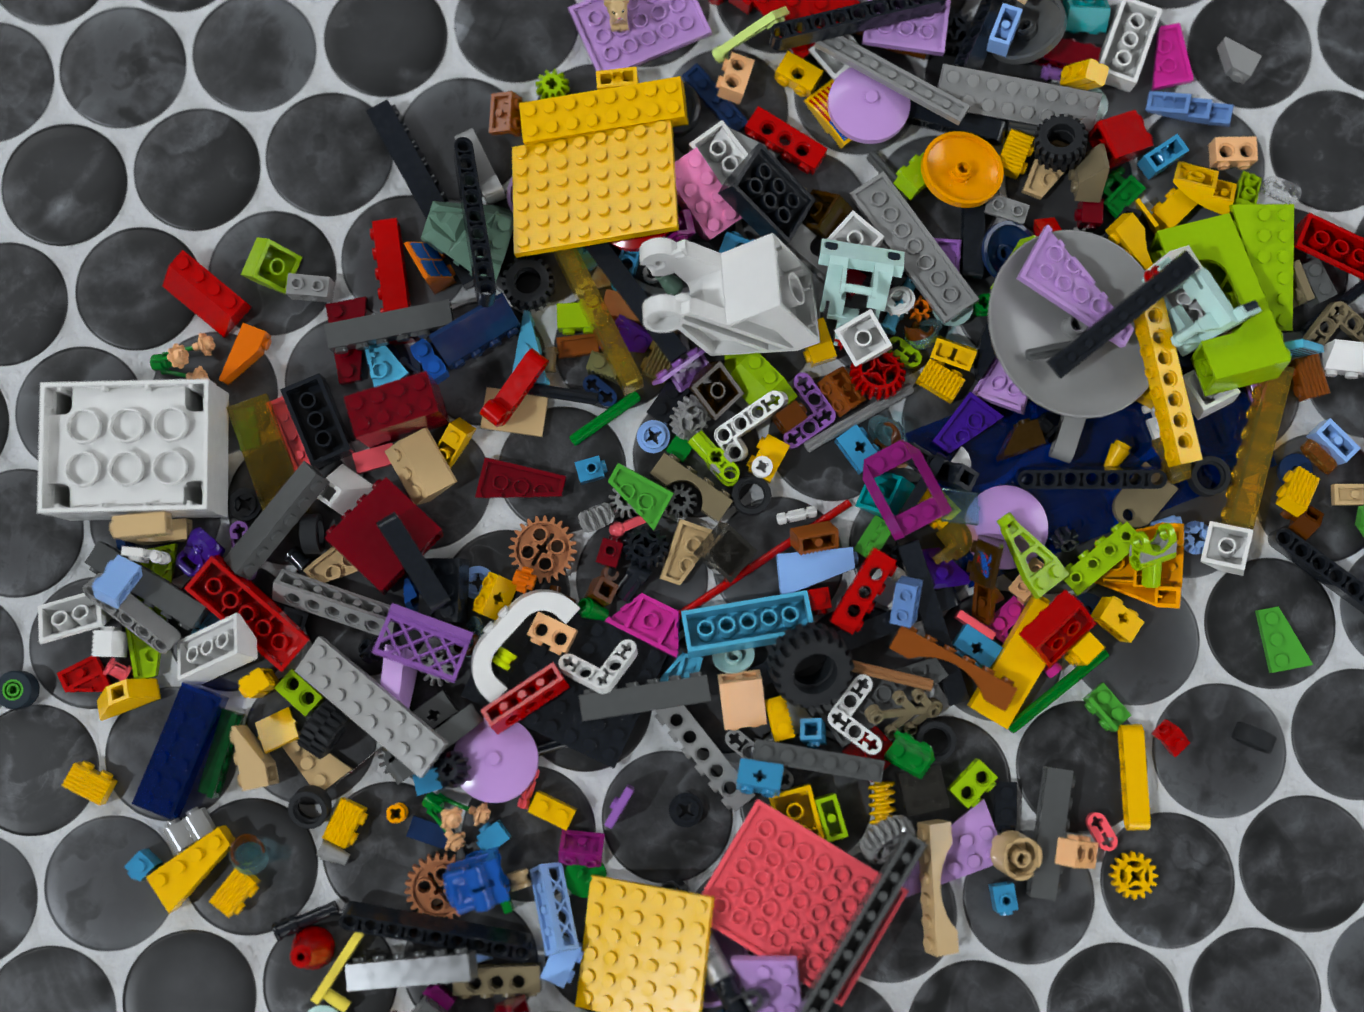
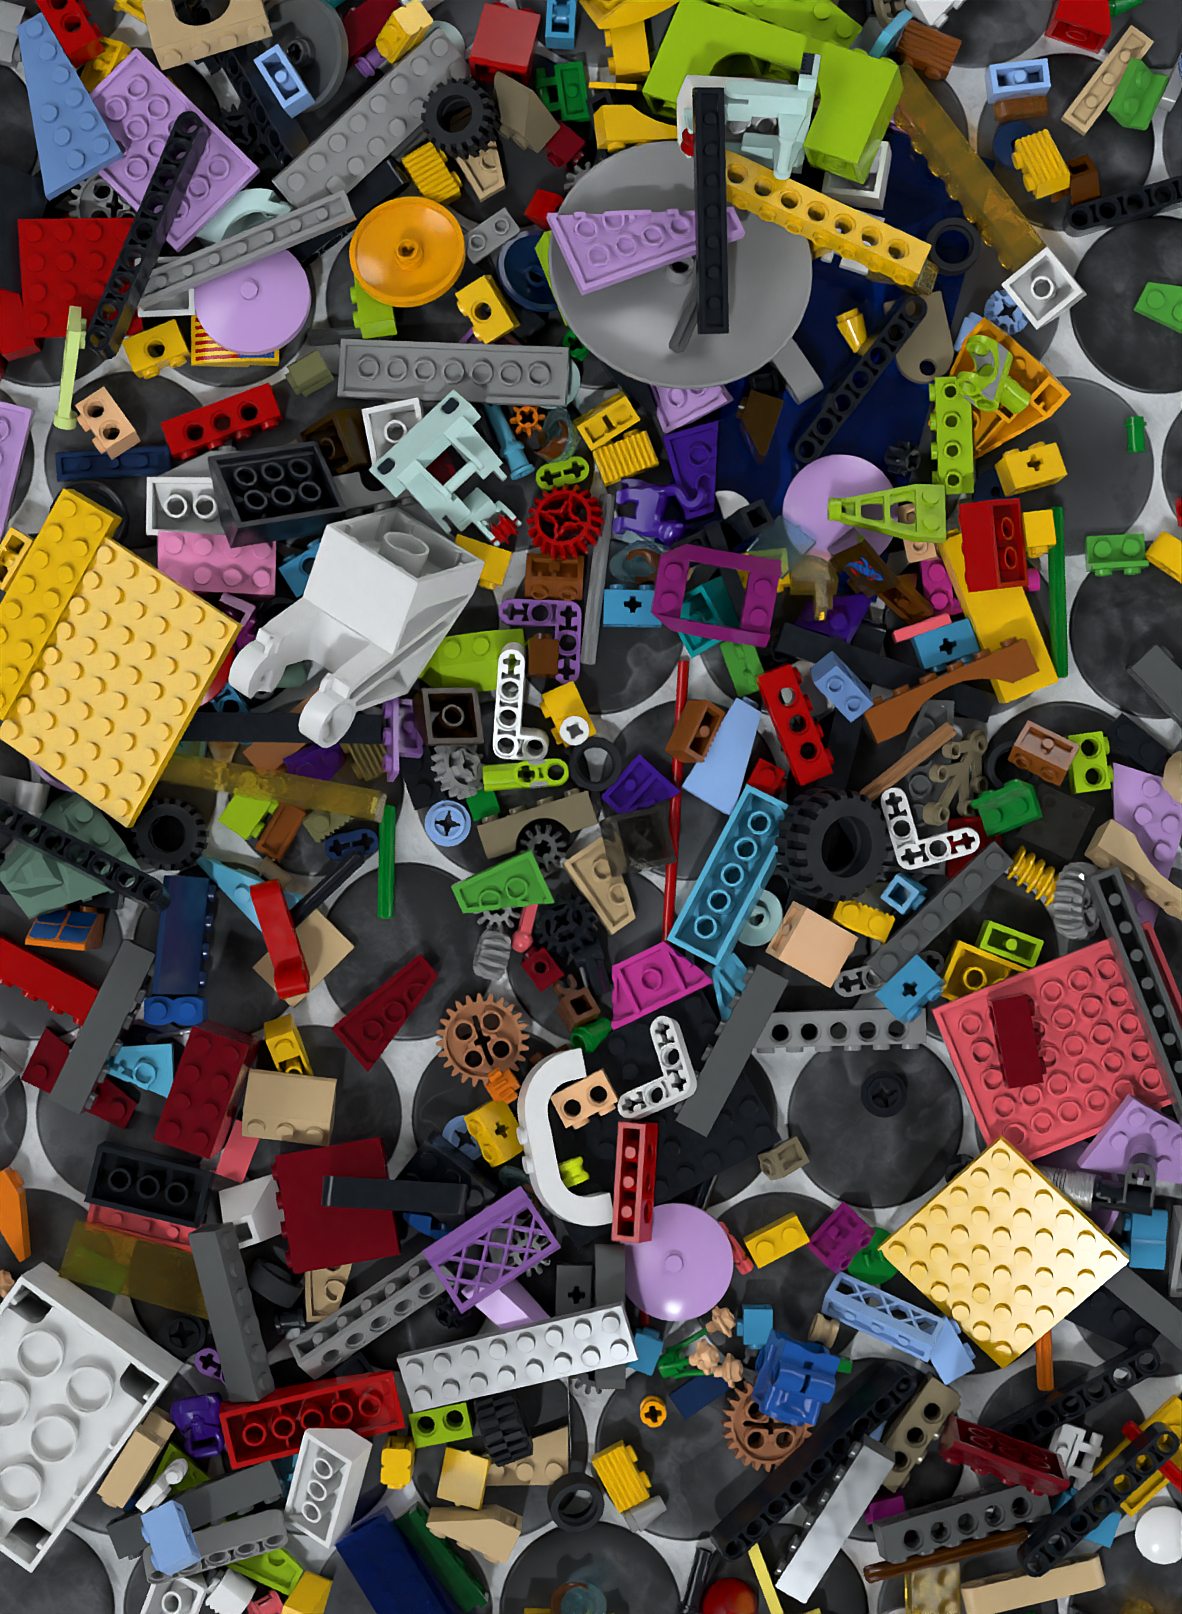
camera: 50 degrees left, 5 degrees up
(456, 776) = (648, 1326): black gear -> none
(591, 469) = (433, 920): dark azure brick -> none
(603, 778) = (783, 1159): none -> dark tan bracket
(618, 805) = (826, 1165): medium lavender plate -> none
(757, 530) = (639, 788): none -> dark purple wing
(777, 863) = (1016, 1040): none -> dark red brick
(796, 515) = (654, 730): white axle -> none
(849, 167) = (309, 374): none -> olive brick
(863, 338) = (516, 510): white slope -> none
(896, 294) = (492, 432): white gear -> none
(912, 62) = (243, 213): none -> light aqua arch
(923, 416) = (650, 510): none -> dark purple animal
(958, 751) = (1043, 753): none -> dark orange bracket
(964, 250) = (502, 317): none -> yellow brick
(1187, 664) = (1135, 434): none -> green pin

